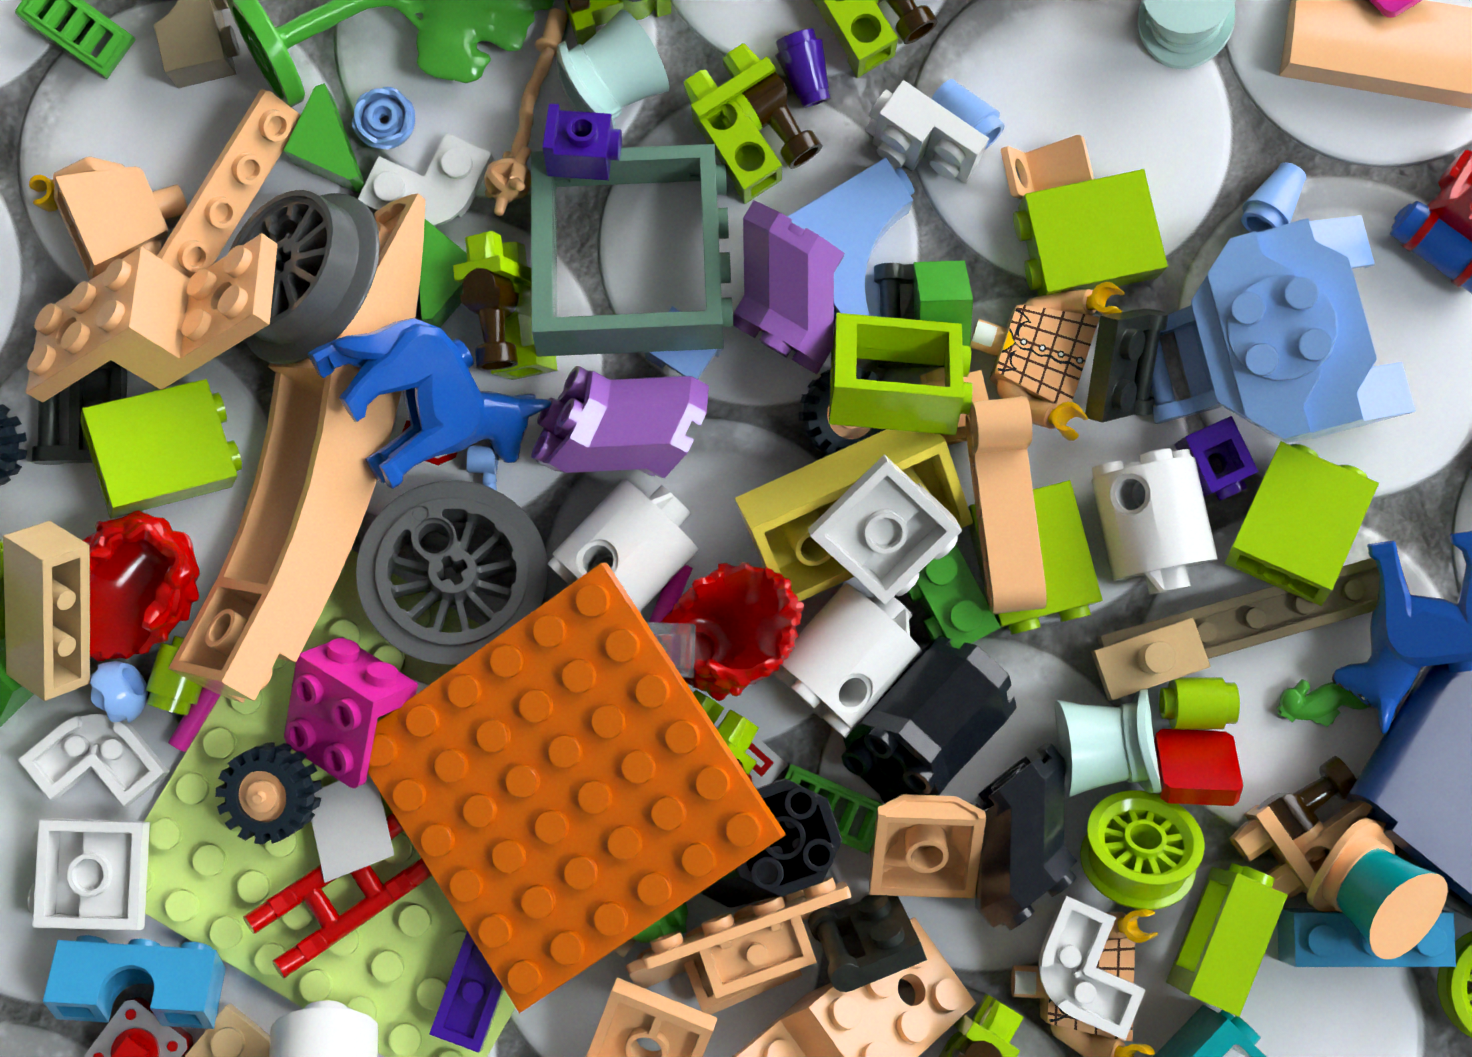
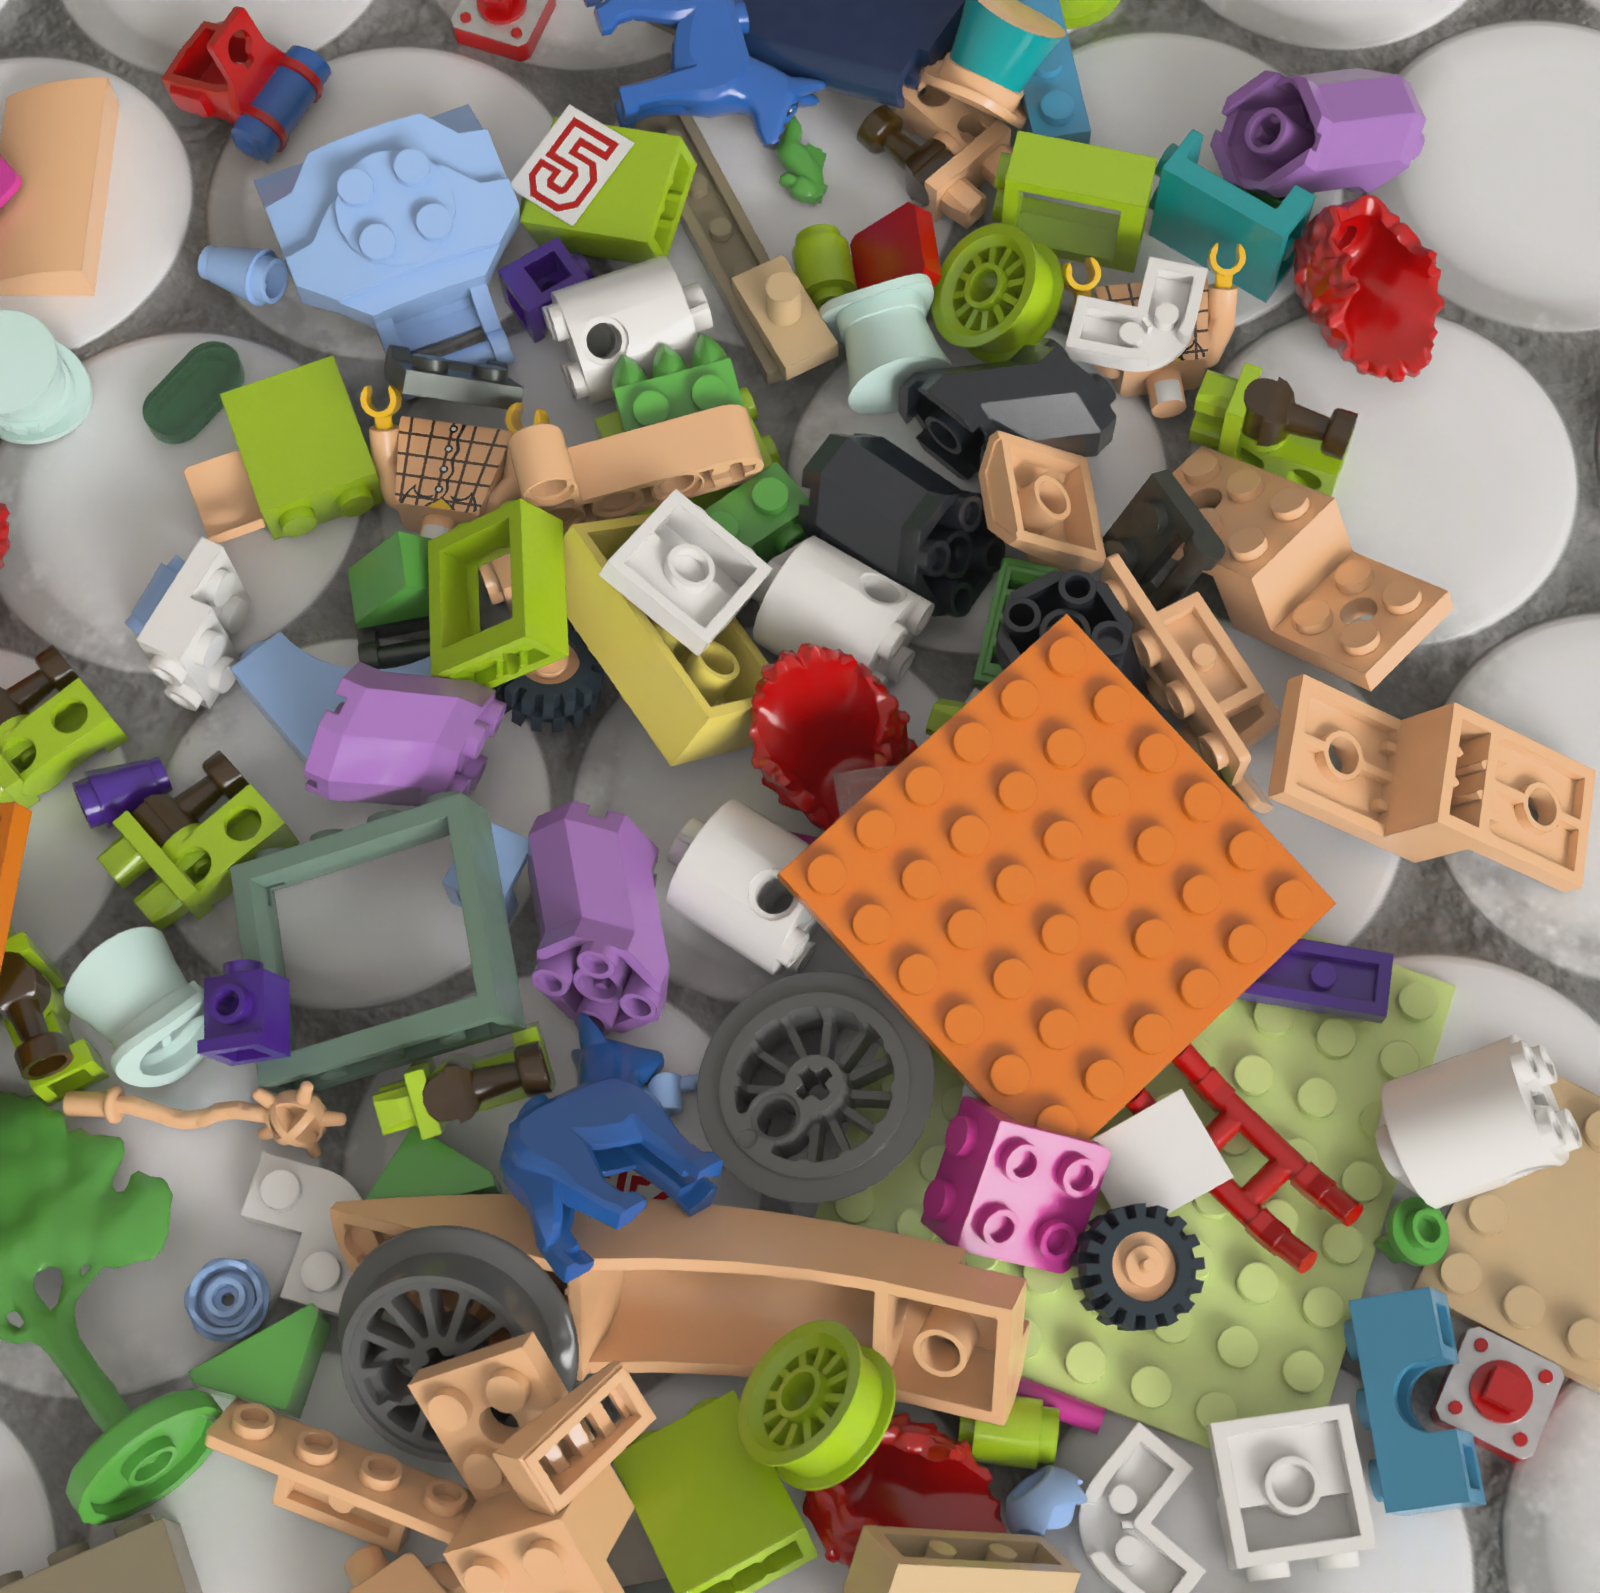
camera: 95 degrees left, 15 degrees down
(184, 317) = (539, 1440): none -> light nougat slope
(193, 528) = (816, 1405): none -> lime wheel
(258, 1013) = (1414, 1233): none -> bright green plate
(1074, 551) = (674, 387): none -> bright green plate
(1165, 151) = (192, 391): none -> clear green tile
(1325, 491) = (571, 165): none -> white sticker

